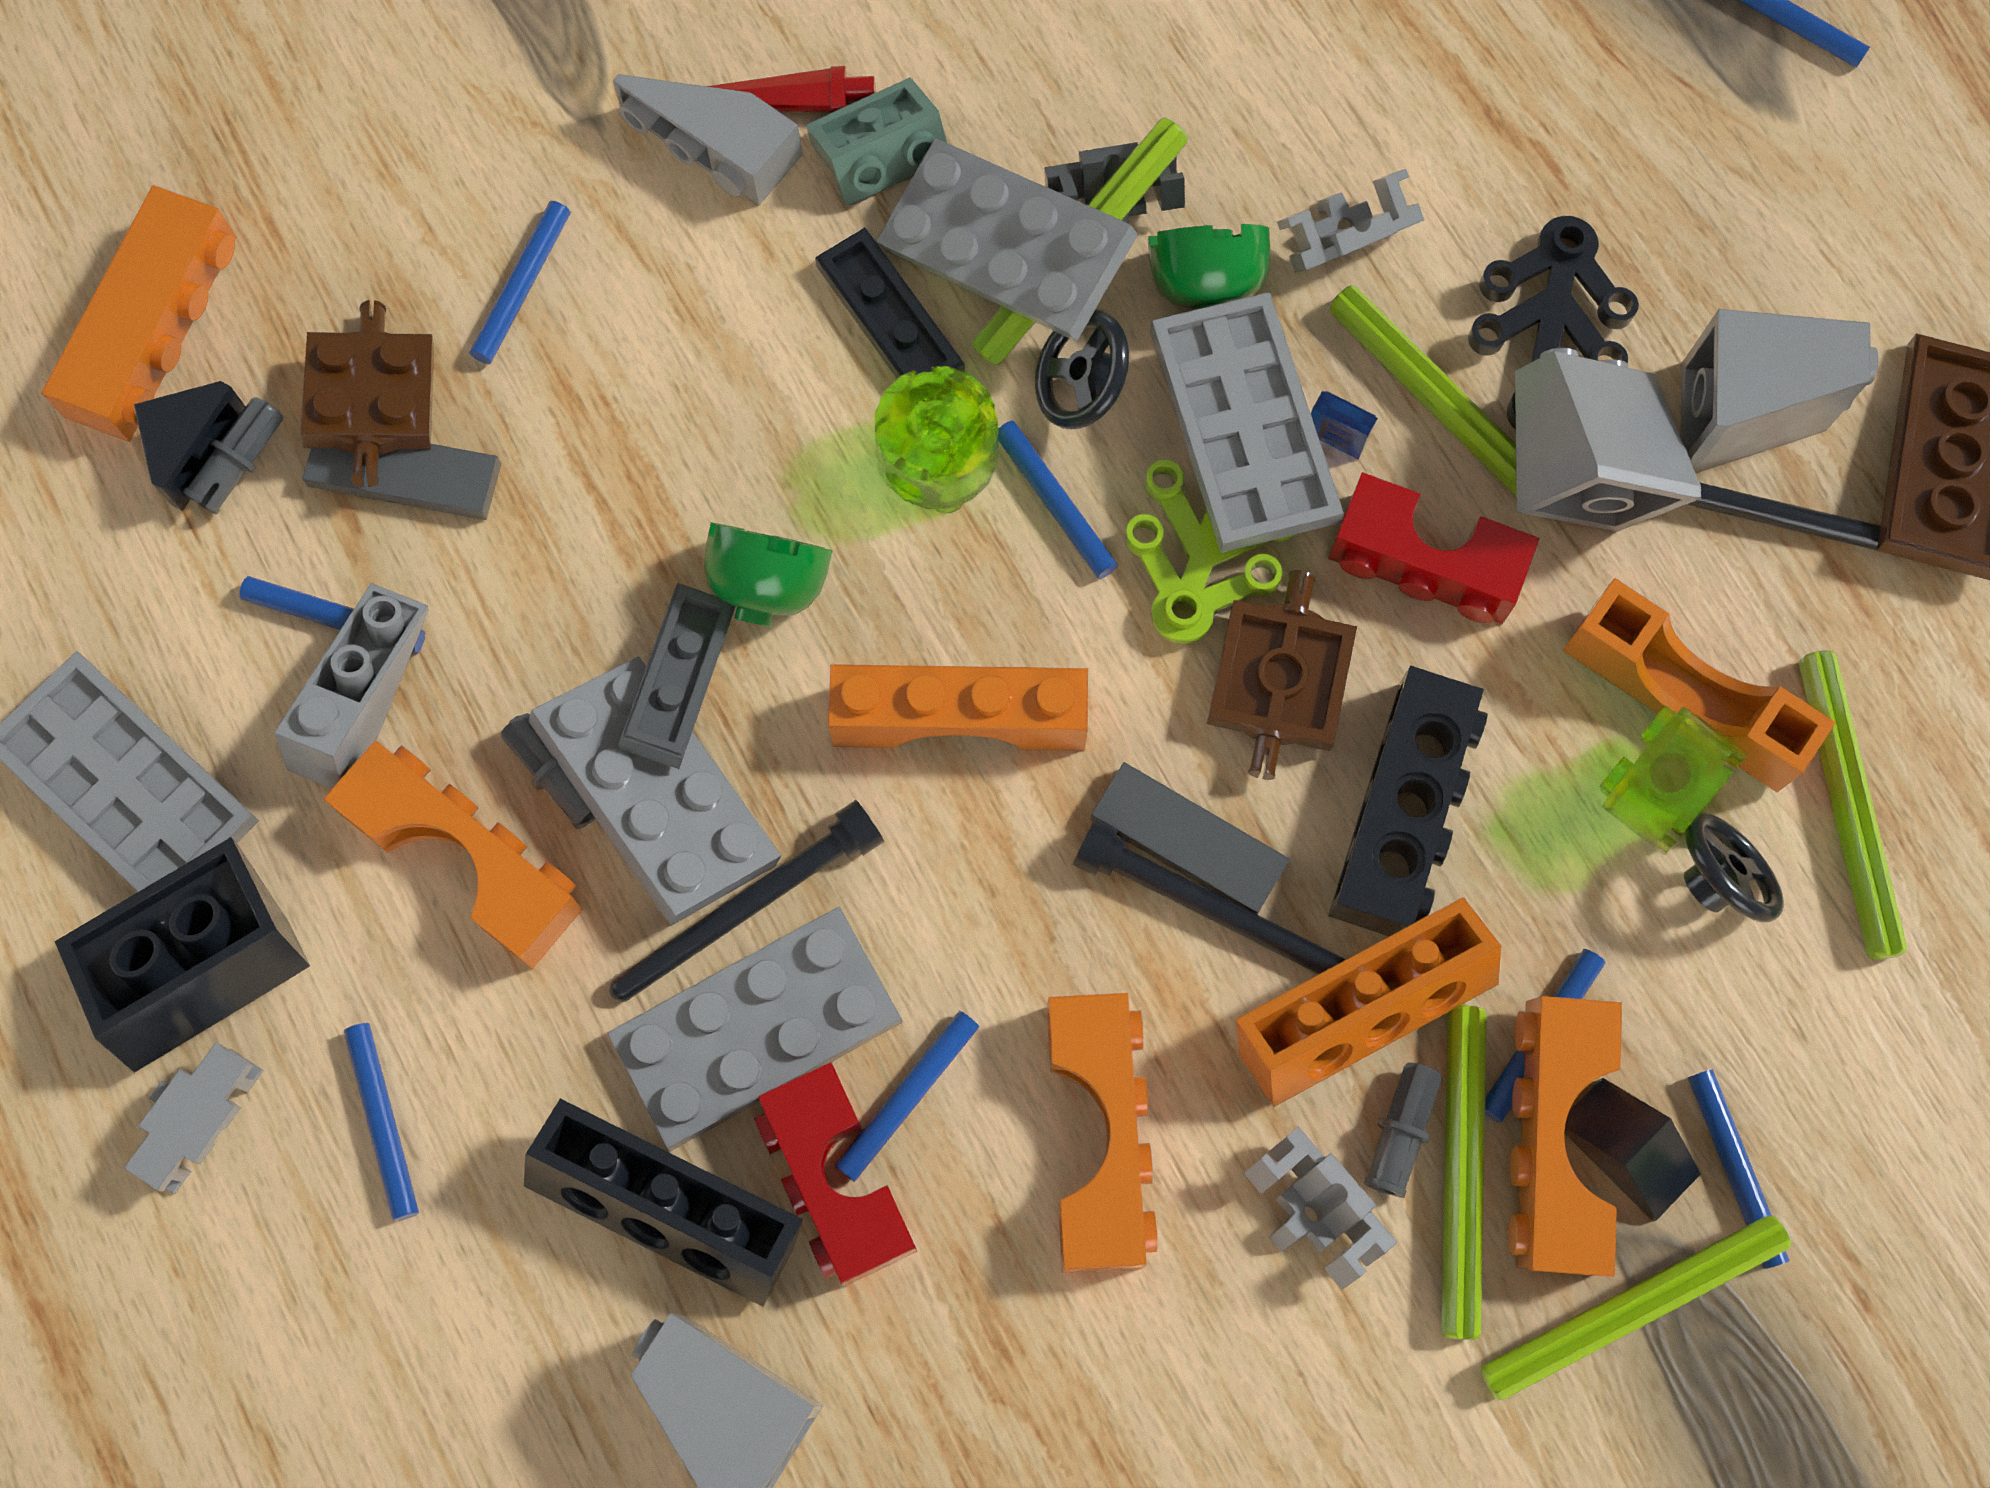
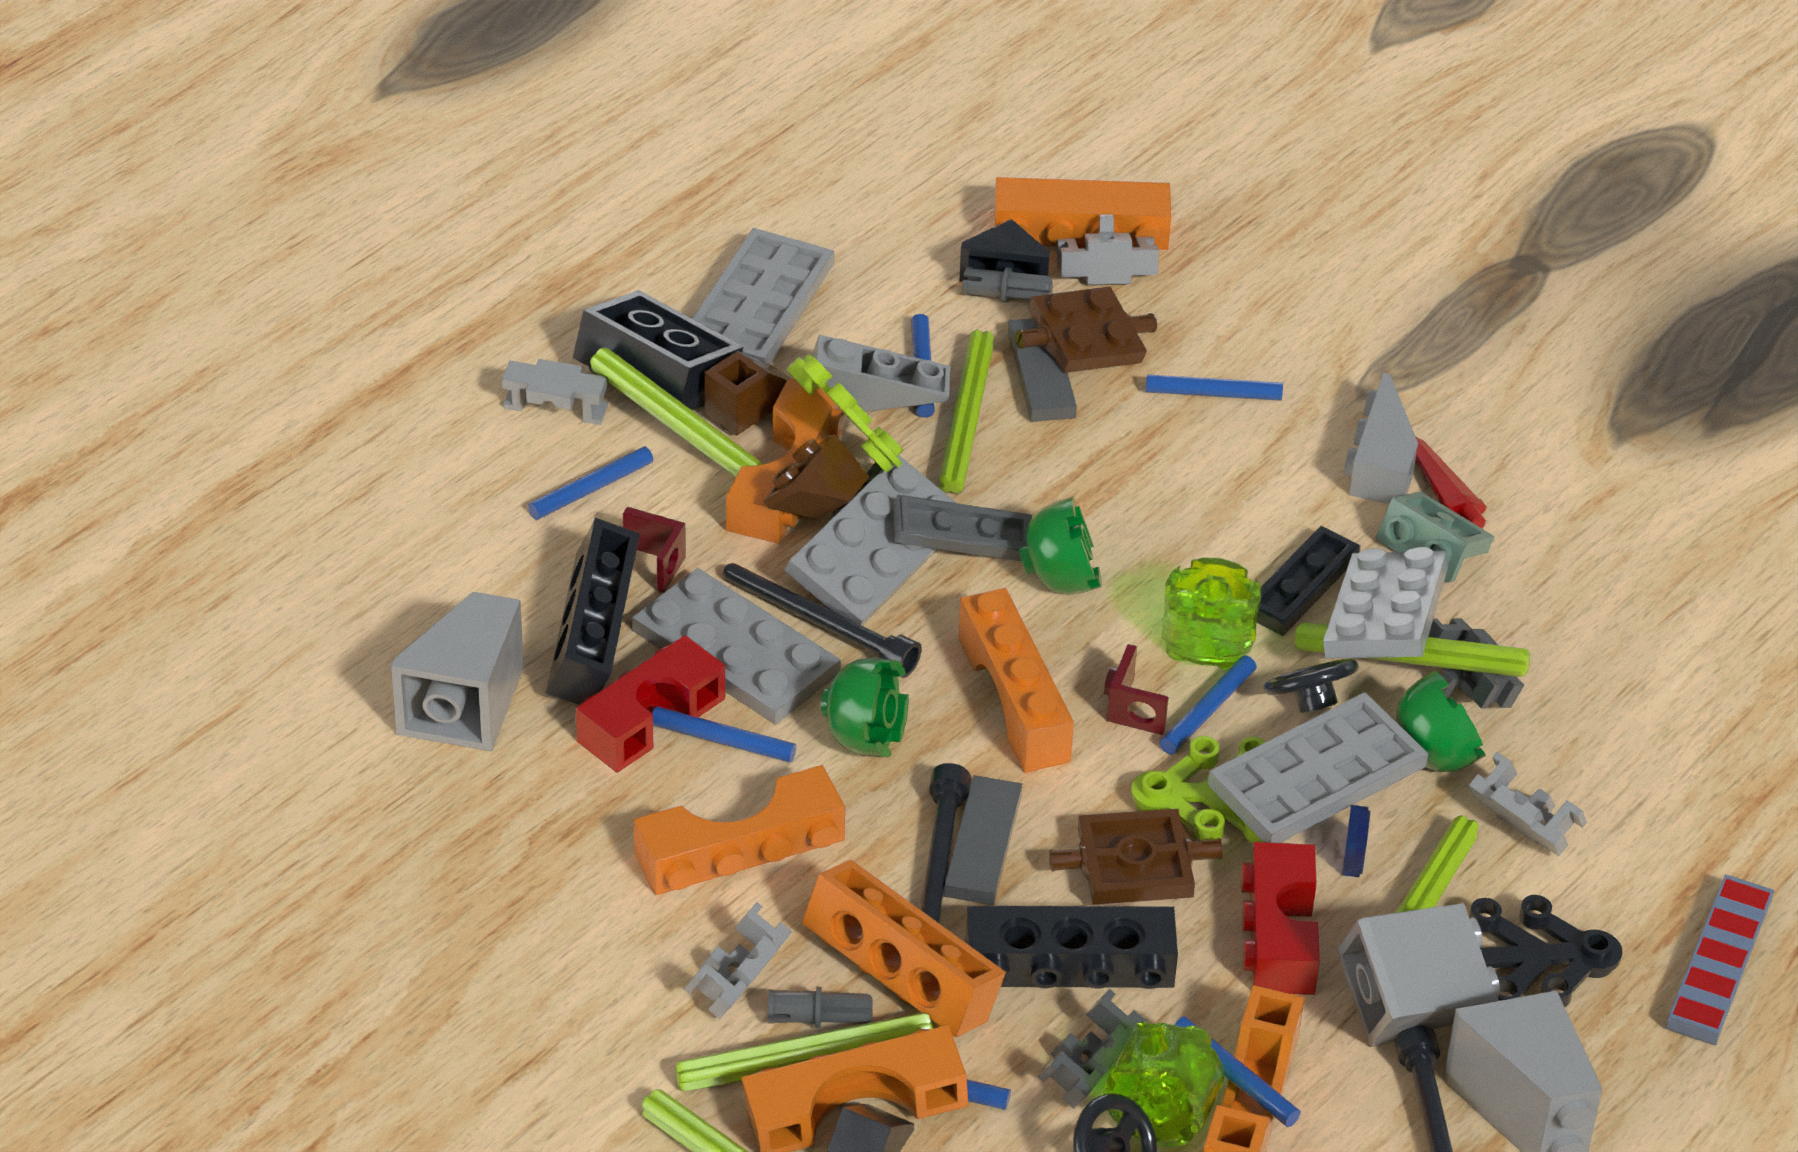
camera: 70 degrees right, 30 degrees down
(246, 318) = (1107, 256): none -> light grey piece
(308, 856) = (742, 391): none -> reddish brown slope
(324, 968) = (671, 412): none -> lime axle
(444, 591) = (966, 412): none -> lime axle
(488, 735) = (880, 444): none -> lime plant
(531, 1063) = (660, 538): none -> dark red bracket
(545, 830) = (818, 480): none -> reddish brown slope
(956, 909) = (866, 706): none -> green cylinder
(1008, 591) = (1121, 695): none -> dark red bracket
(1585, 828) = (1067, 1066): none -> dark grey piece
(1608, 127) = (1720, 959): none -> tile
(1672, 693) = (1252, 1084): none -> blue bar

